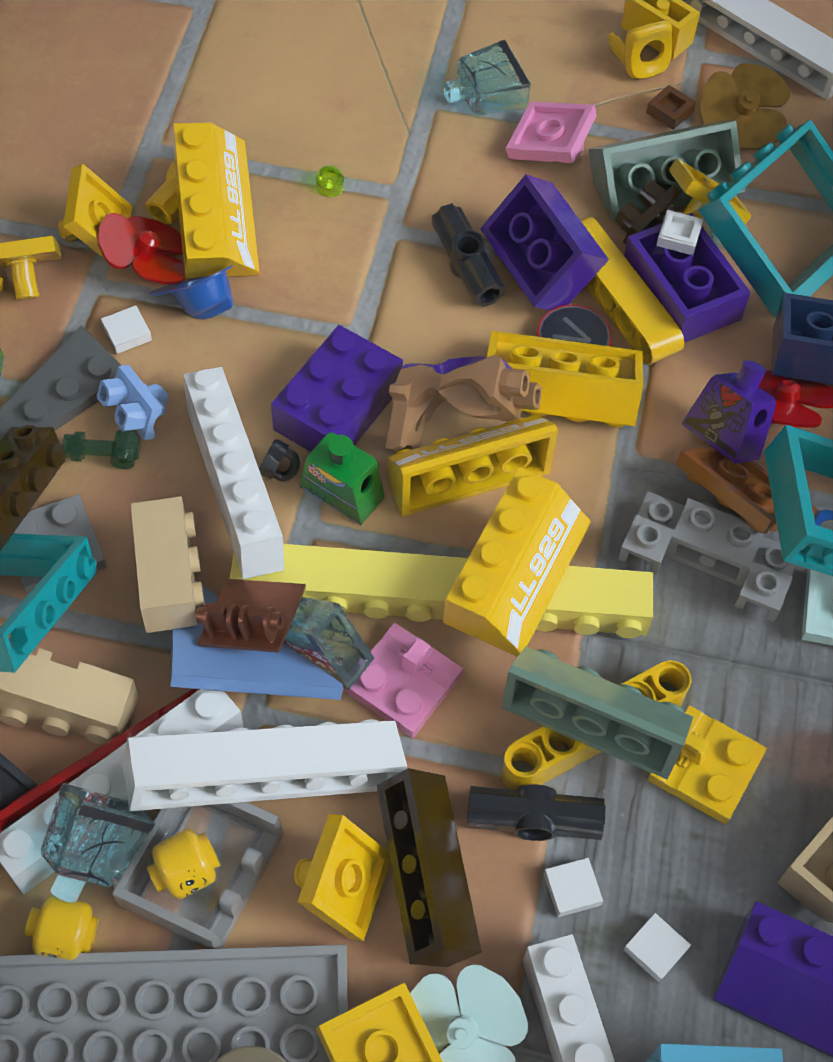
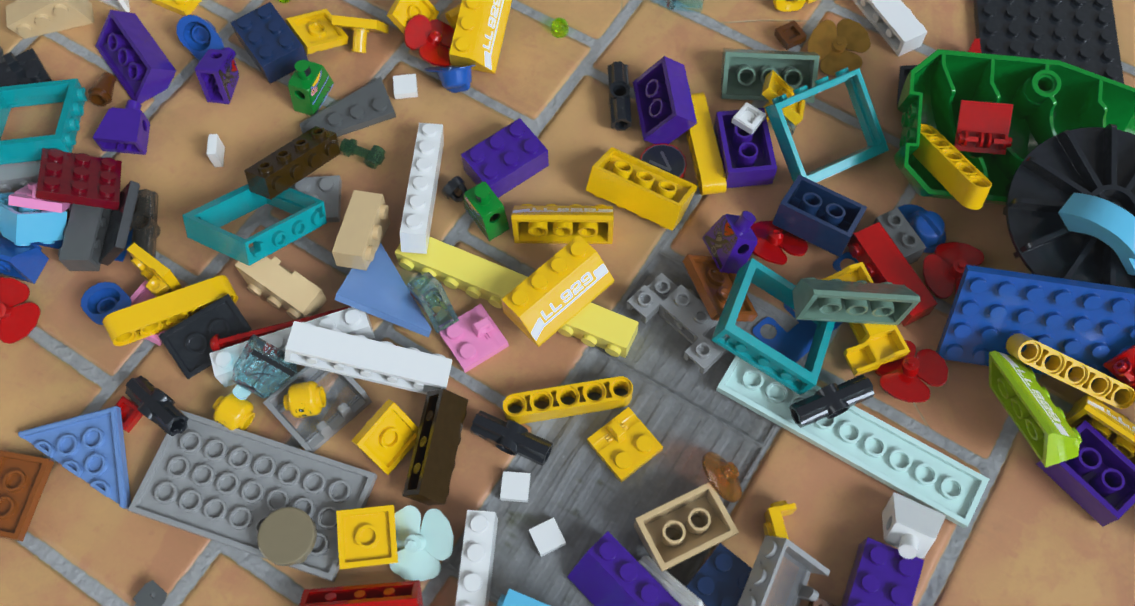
camera: 25 degrees right, 5 degrees up
(136, 402) = (392, 132): light blue hips -> none
(250, 615) = (394, 273): copper hinge -> none
(470, 384) = (575, 177): medium nougat hips -> none
(551, 132) = (705, 32): bright pink hinge -> none
(596, 711) = (562, 391): sand green slope -> none
(656, 200) = (750, 94): dark brown hips -> none

